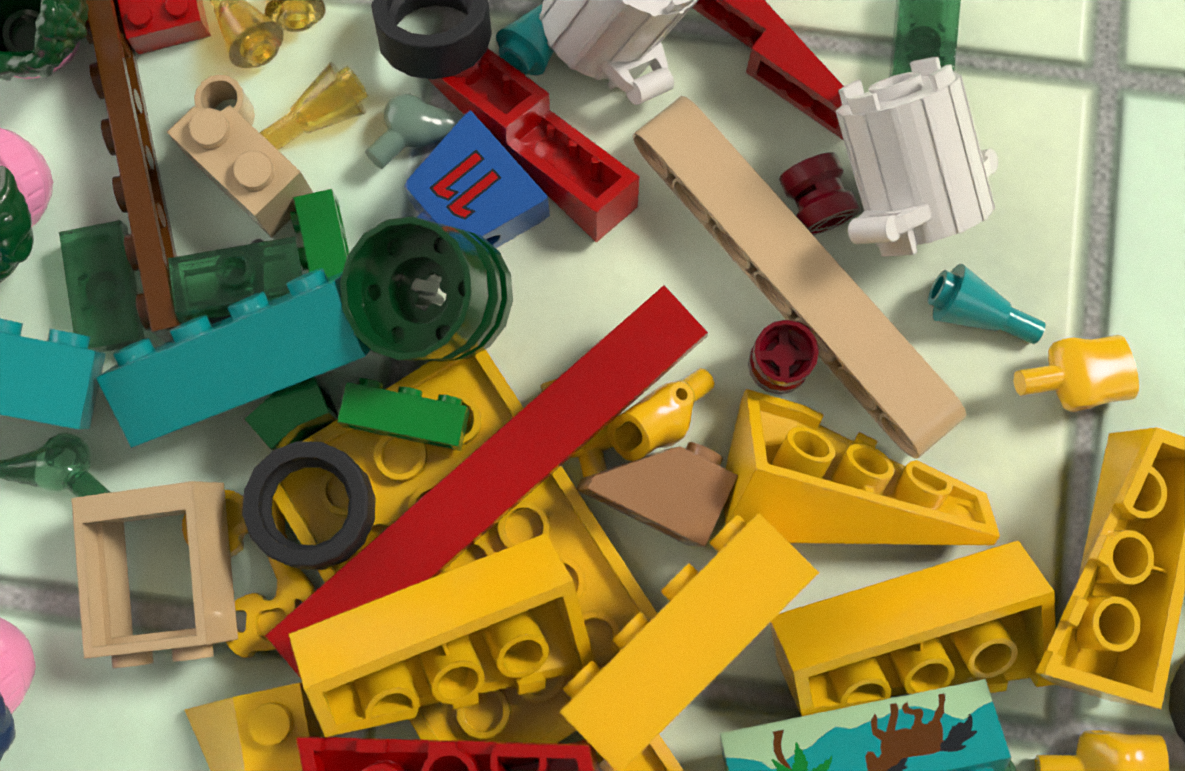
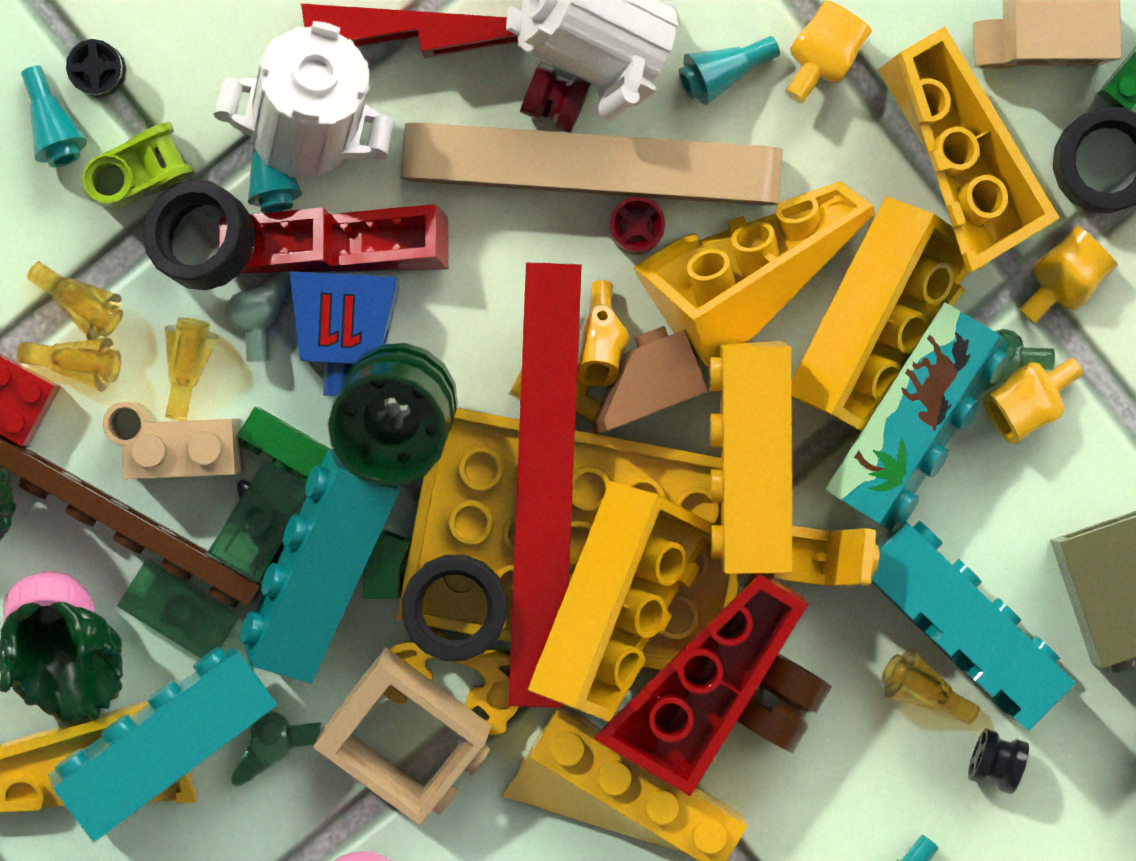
camera: 50 degrees left, 10 degrees up
(404, 414) = (450, 497): green piece -> none

